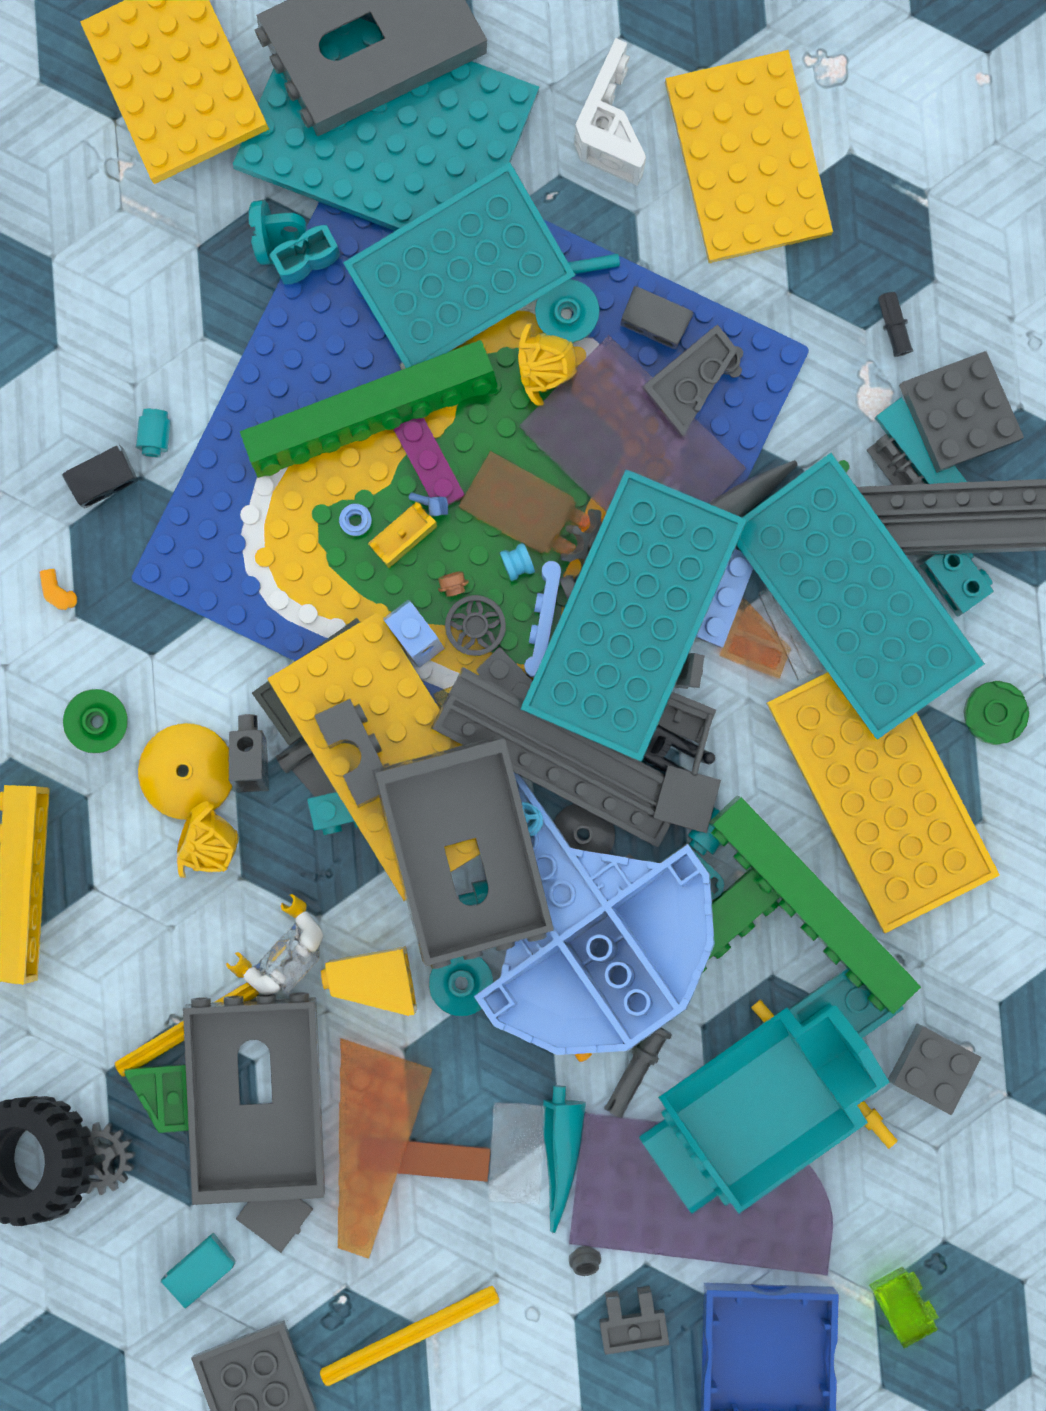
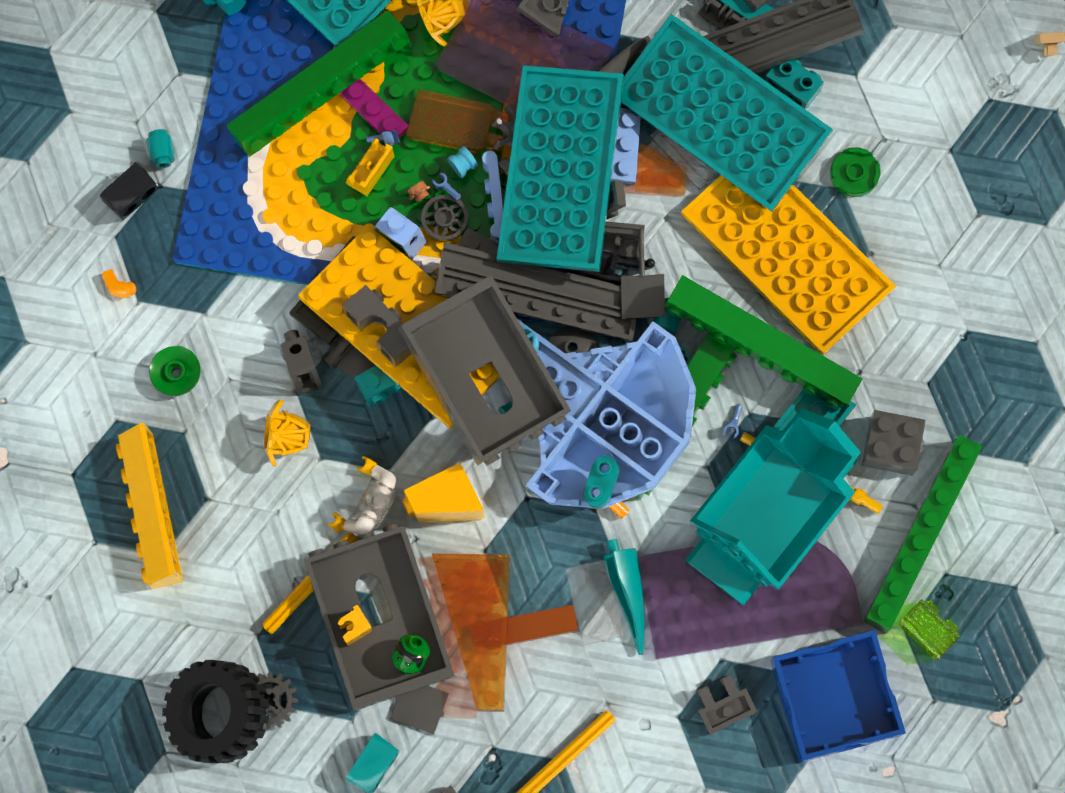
camera: 15 degrees left, 10 degrees down
(162, 1094) = (306, 637): green wing -> none
(207, 763) = (247, 406): yellow dish -> none
(225, 1108) = (356, 623): none -> yellow hinge
(279, 1156) = (410, 654): none -> green head
(348, 512) = (331, 160): light blue plate -> none
(451, 998) = (511, 472): teal dish -> none
(489, 589) = (445, 186): none -> medium blue hand
(566, 1027) = (601, 480): none -> teal plate
(585, 1261) = (672, 668): dark grey plate -> none
(643, 1056) = (669, 499): dark grey pin -> none
(750, 982) = (734, 421): none -> medium blue hand
(933, 1190) = (922, 534): none -> green brick

